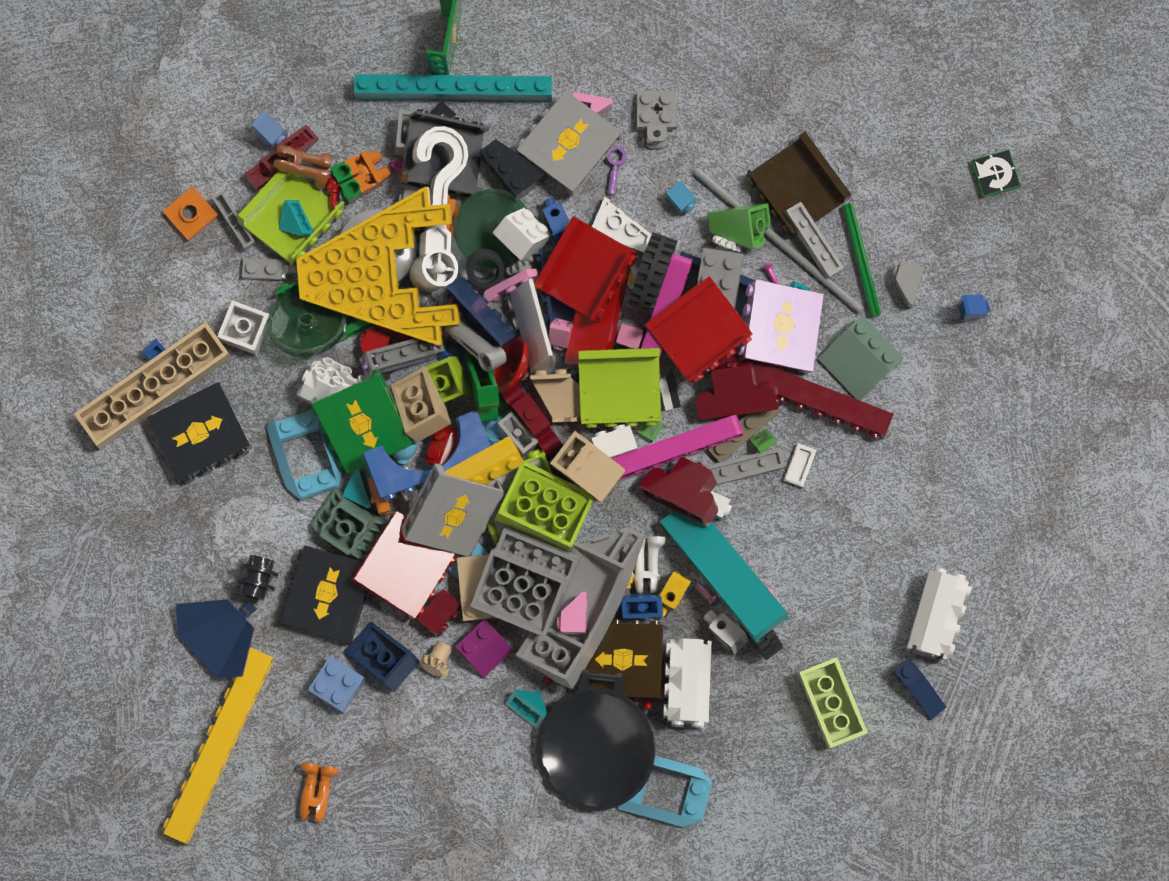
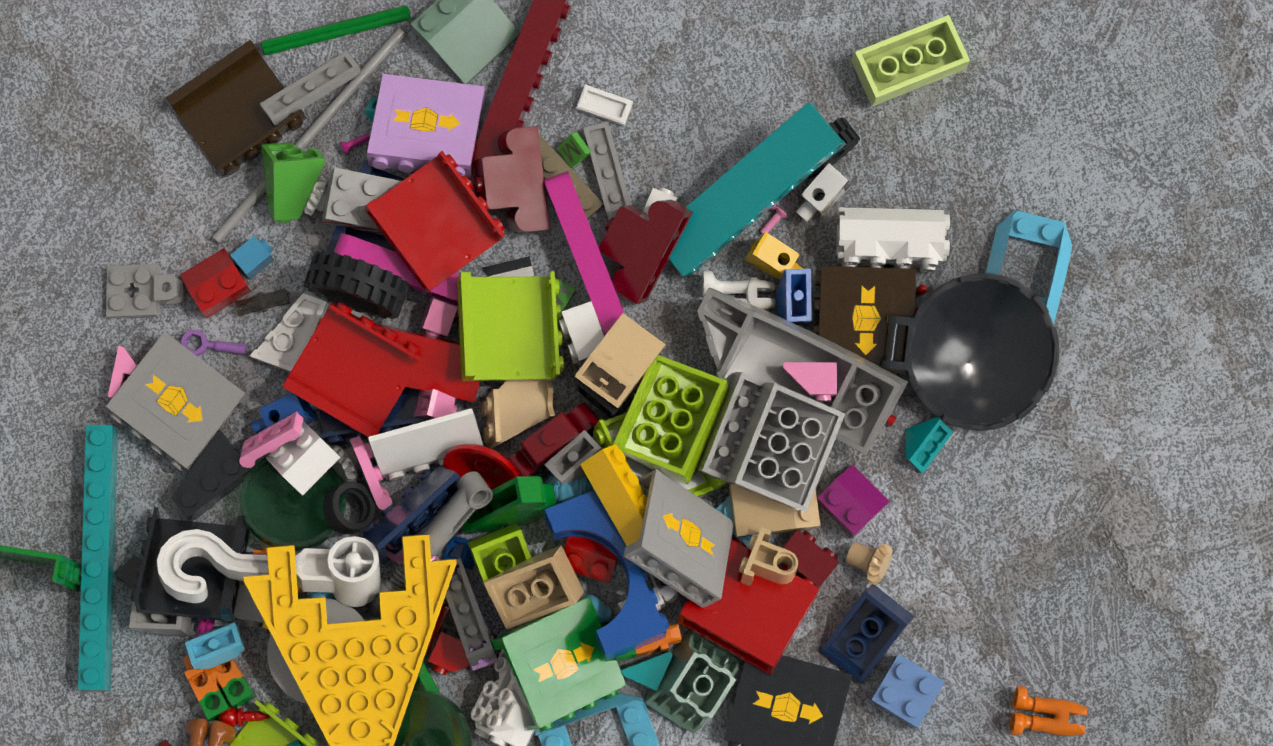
camera: 90 degrees left, 0 degrees up
(383, 171) = (215, 647): none -> medium azure slope
(437, 576) = (764, 561): none -> tan pin
(536, 210) = (270, 439): none -> bright pink plate
(646, 206) = (262, 302): none -> clear smoke pin
(661, 170) = (215, 283): none -> red slope

